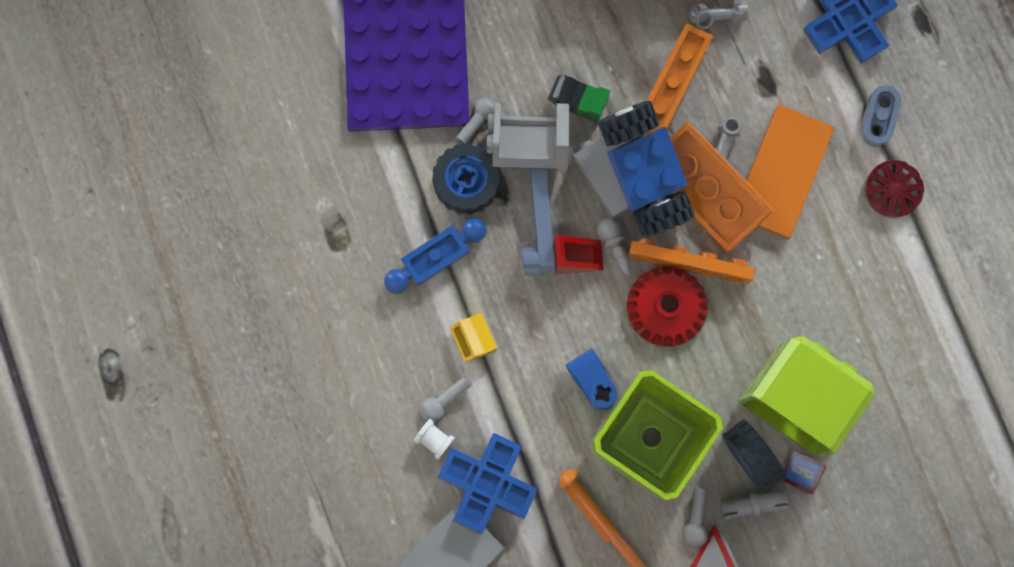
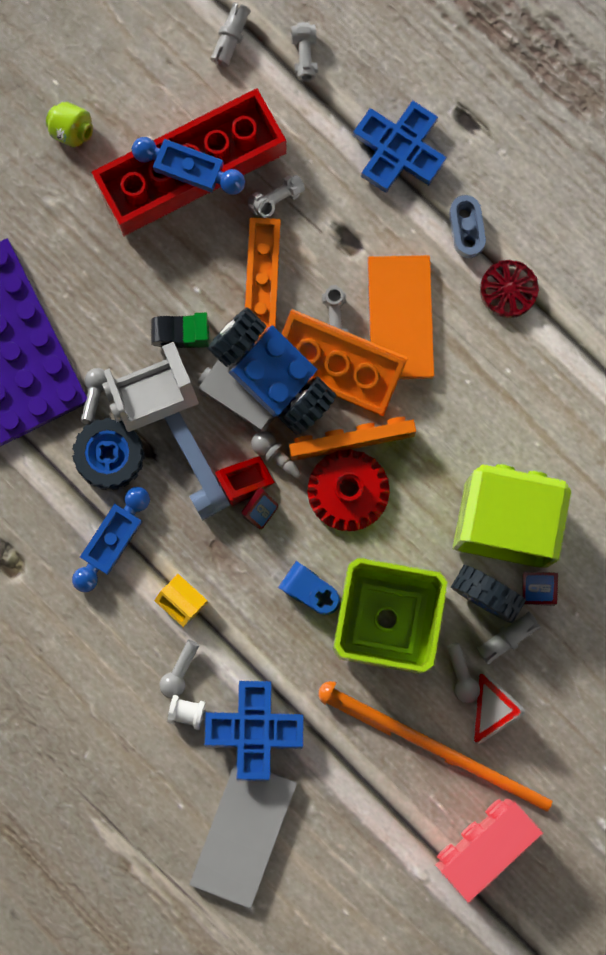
camera: 25 degrees left, 0 degrees up
(579, 287) = (259, 509): none -> slope

